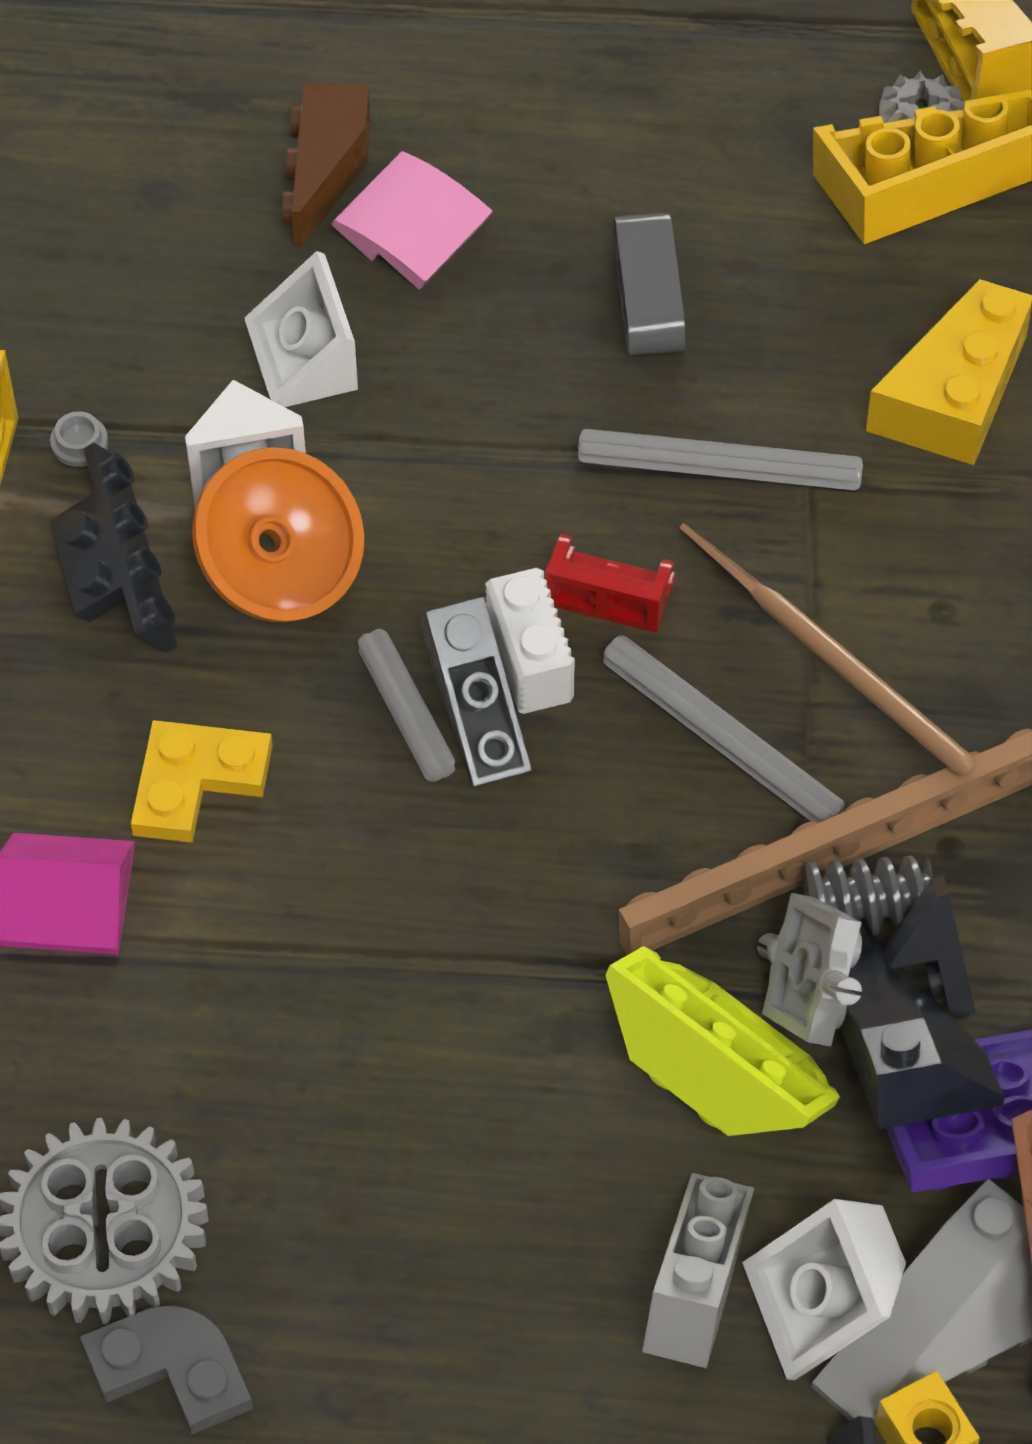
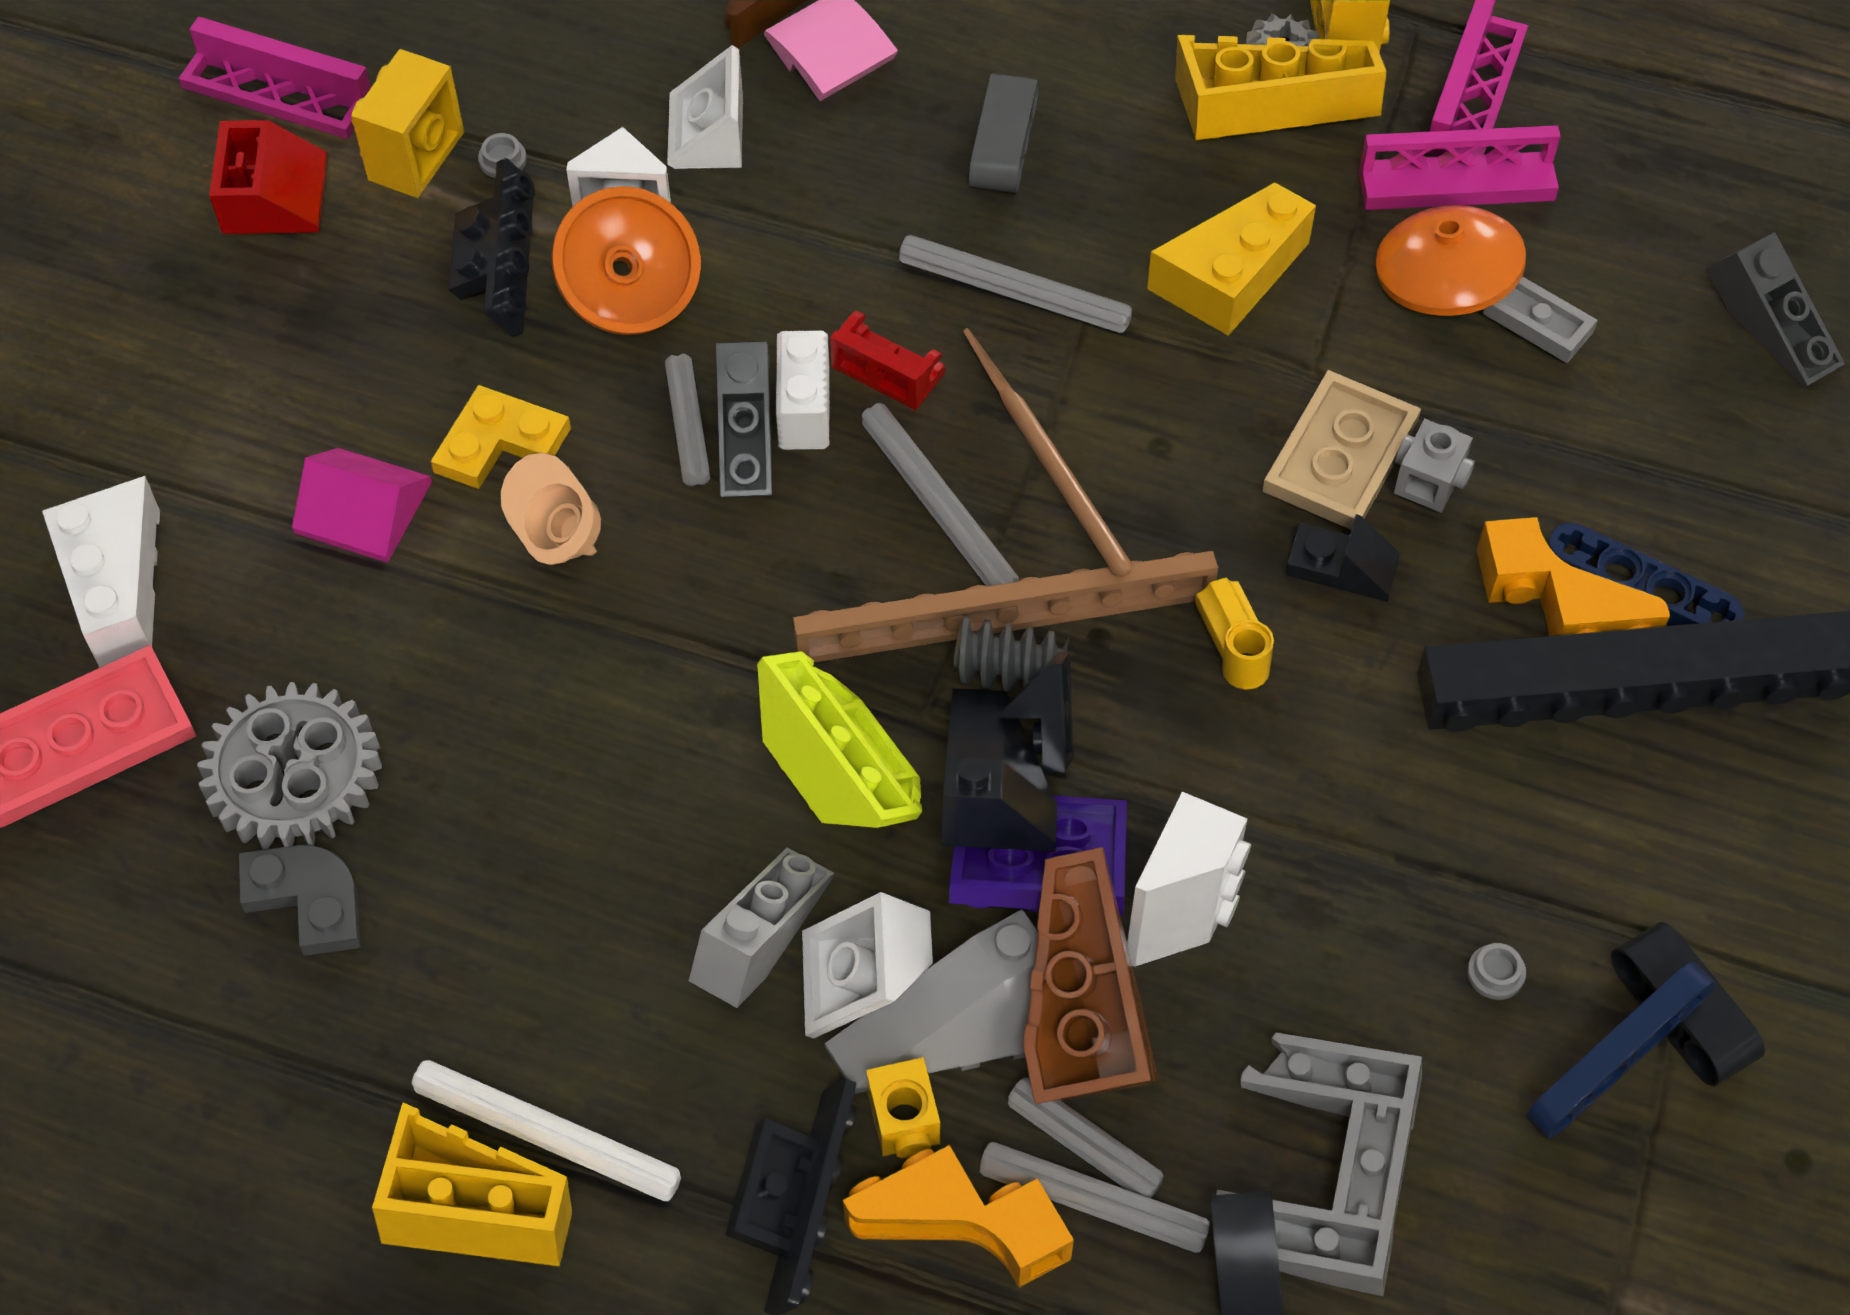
camera: 15 degrees right, 0 degrees up
(295, 849) = (550, 509): none -> light nougat piece
(811, 969) = (932, 695): light grey plate -> none

